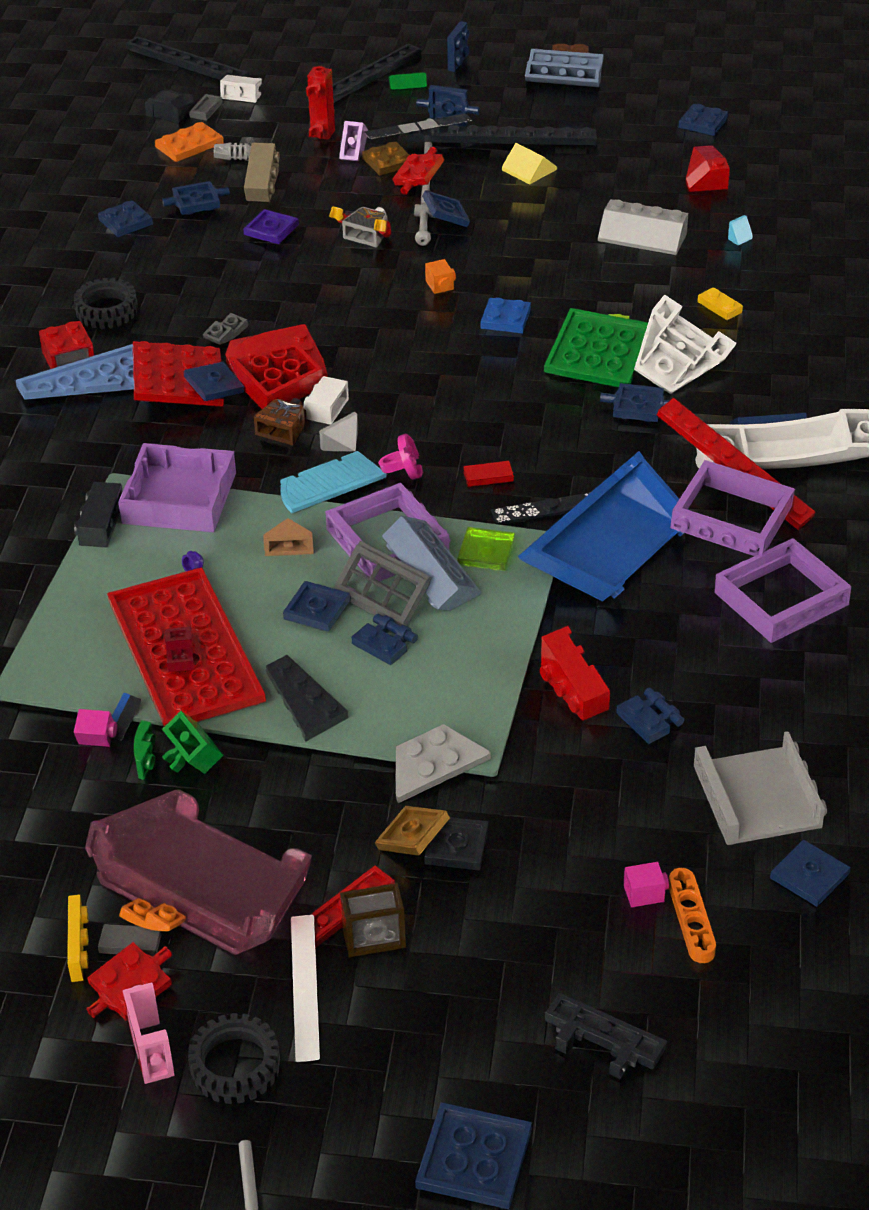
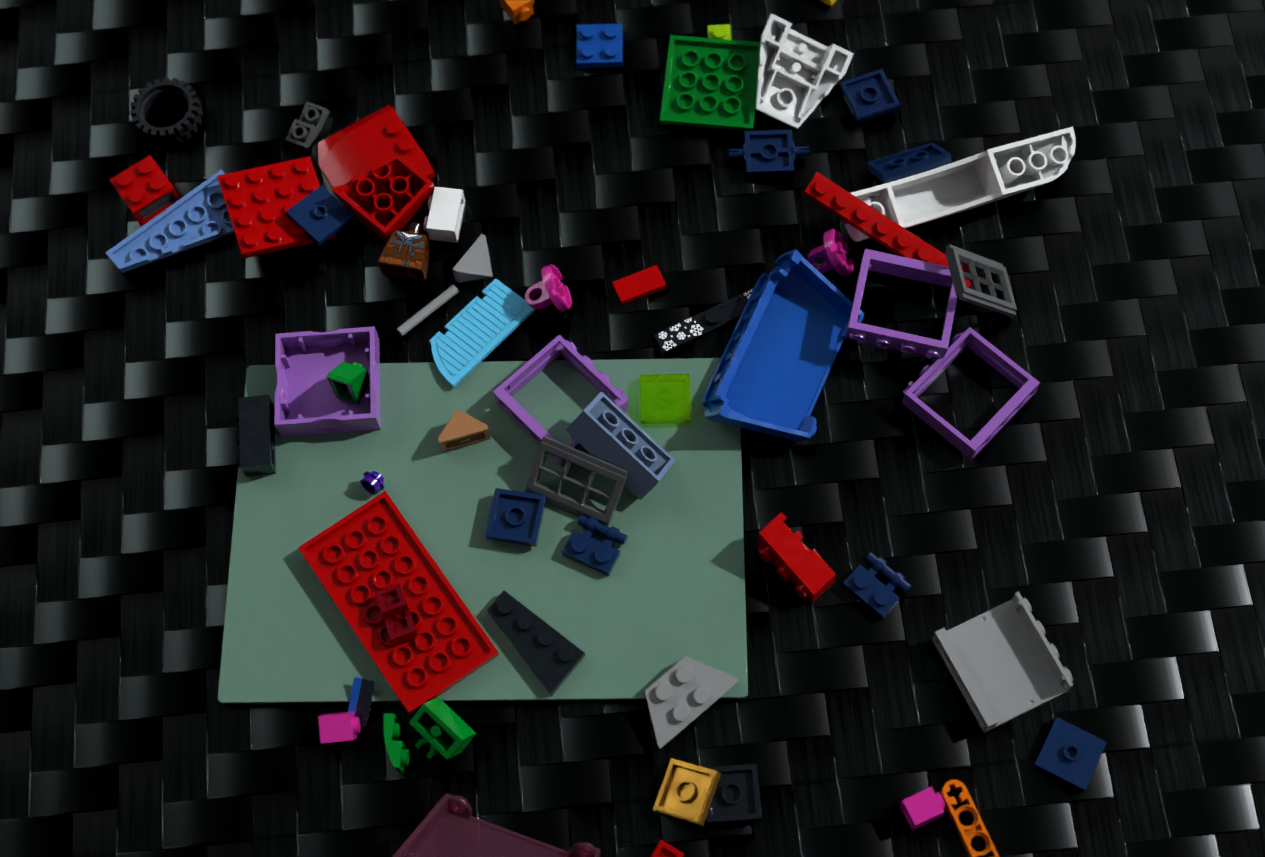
camera: 10 degrees left, 25 degrees up
(195, 485) = (349, 381): none -> green slope
(288, 462) = (427, 310): none -> light grey bar
(677, 469) = (835, 254): none -> dark pink tile
(744, 378) = (869, 96): none -> dark blue plate
(812, 504) = (975, 296): none -> dark grey piece

